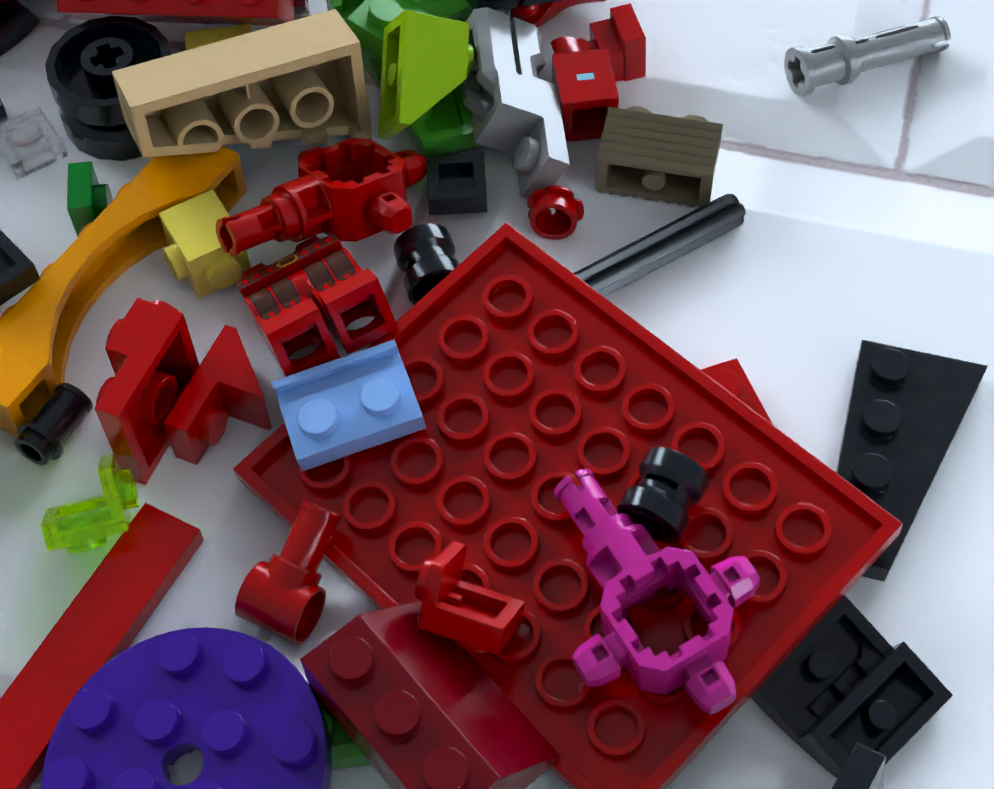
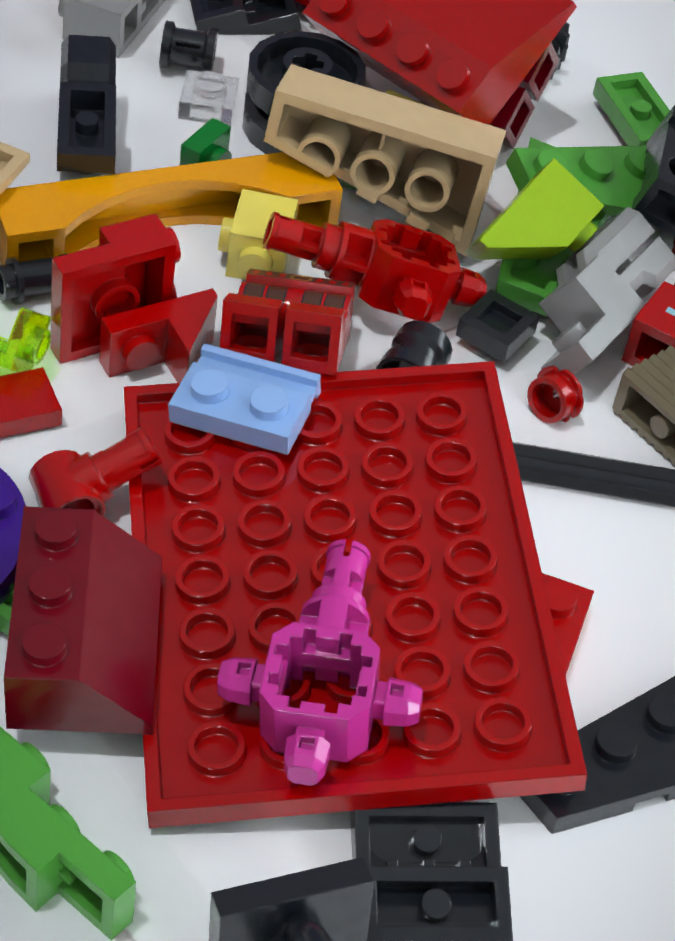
camera: 30 degrees right, 10 degrees down
(462, 611) = (176, 571): red bracket -> none
(664, 493) = (409, 609): black wheel -> none

